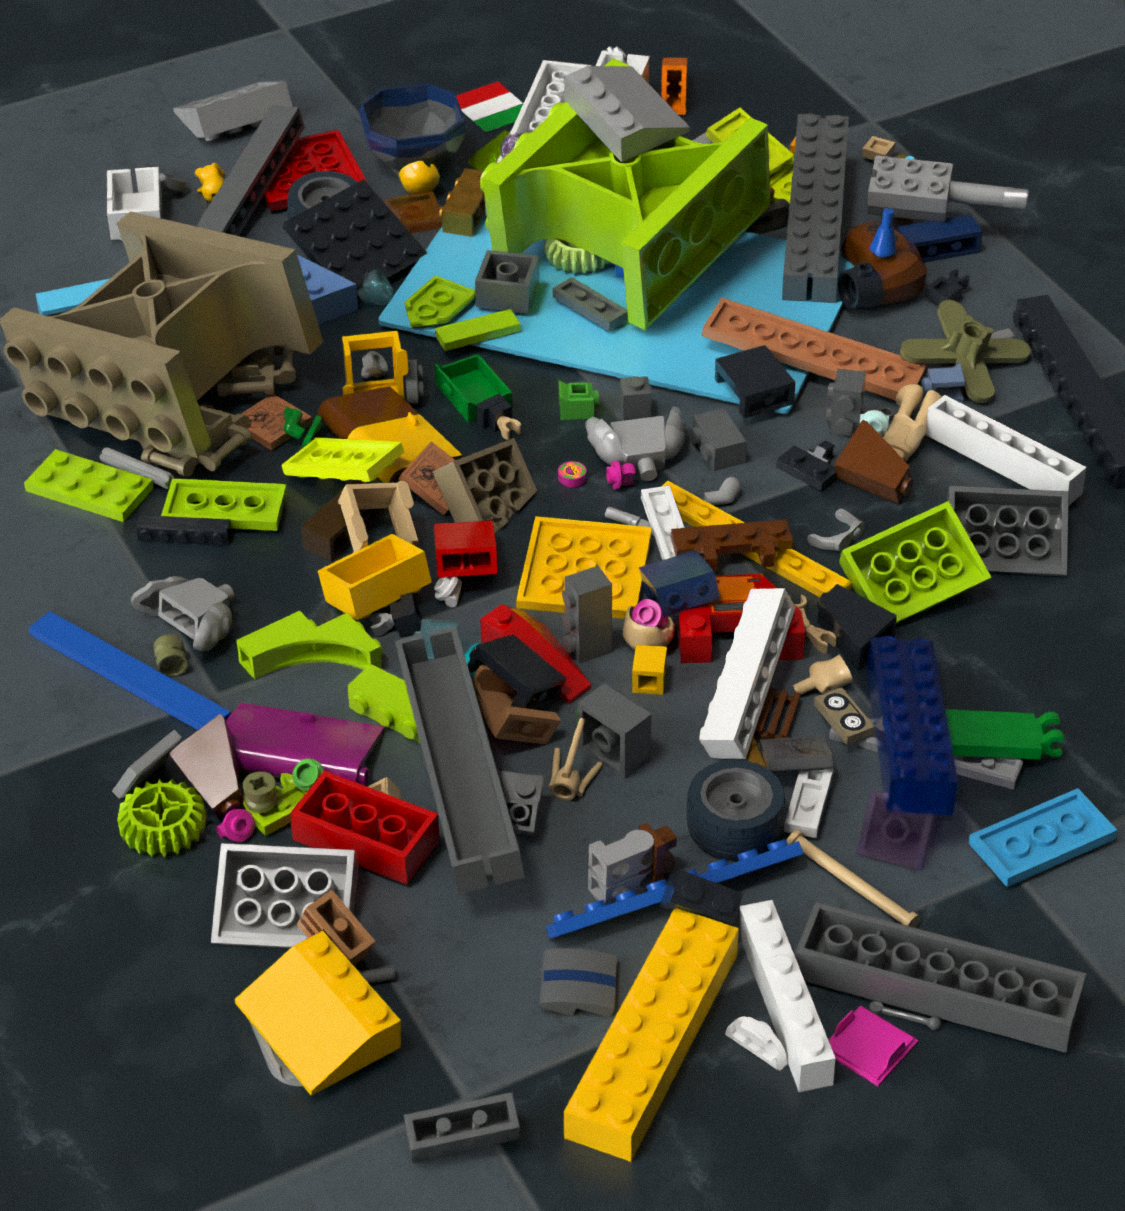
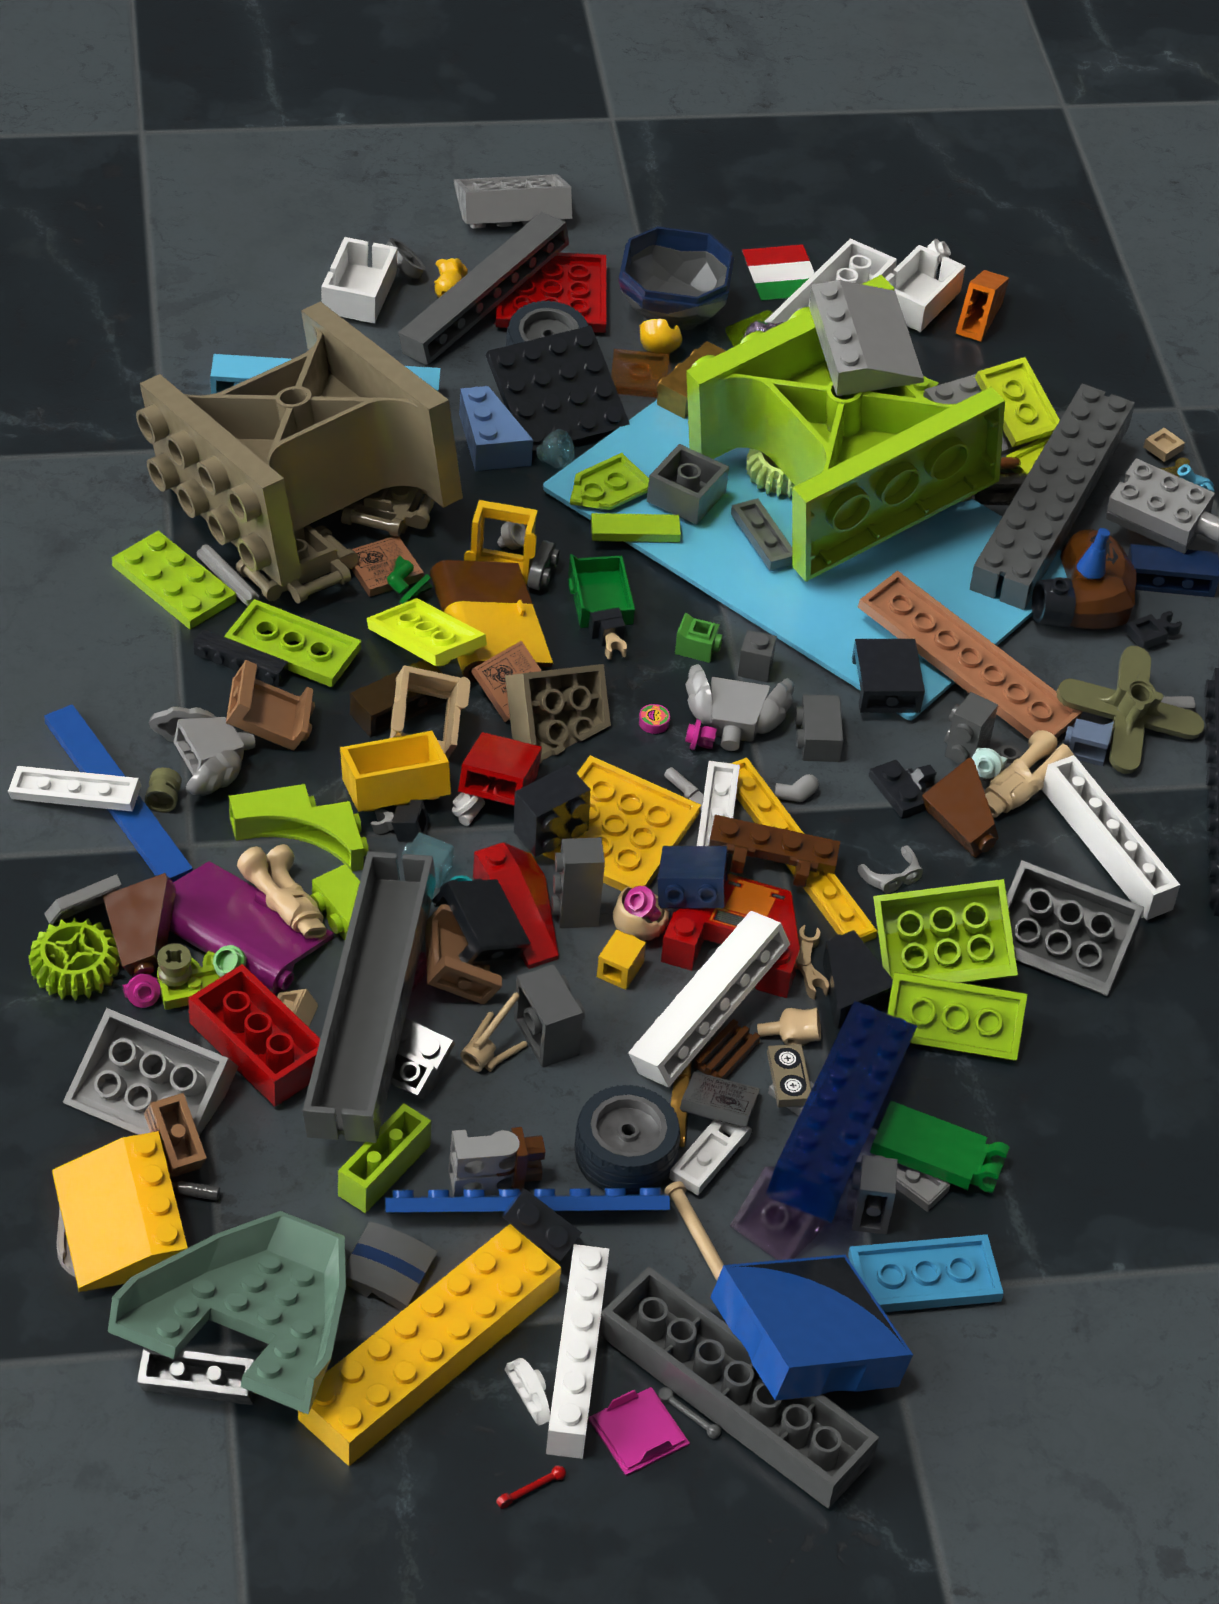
camera: 15 degrees right, 5 degrees up
(89, 677) = (74, 788): none -> white plate
(234, 562) = (269, 710): none -> medium nougat panel
(303, 693) = (282, 893): none -> tan piece
(482, 1026) = (264, 1279): none -> sand green piece
(531, 896) = (382, 1163): none -> lime brick
(532, 565) = (552, 810): none -> black brick
(819, 1103) = (506, 1499): none -> red hinge
(962, 622) = (959, 1015): none -> lime plate
(975, 785) = (873, 1194): none -> dark grey brick
(980, 904) = (811, 1326): none -> blue tile

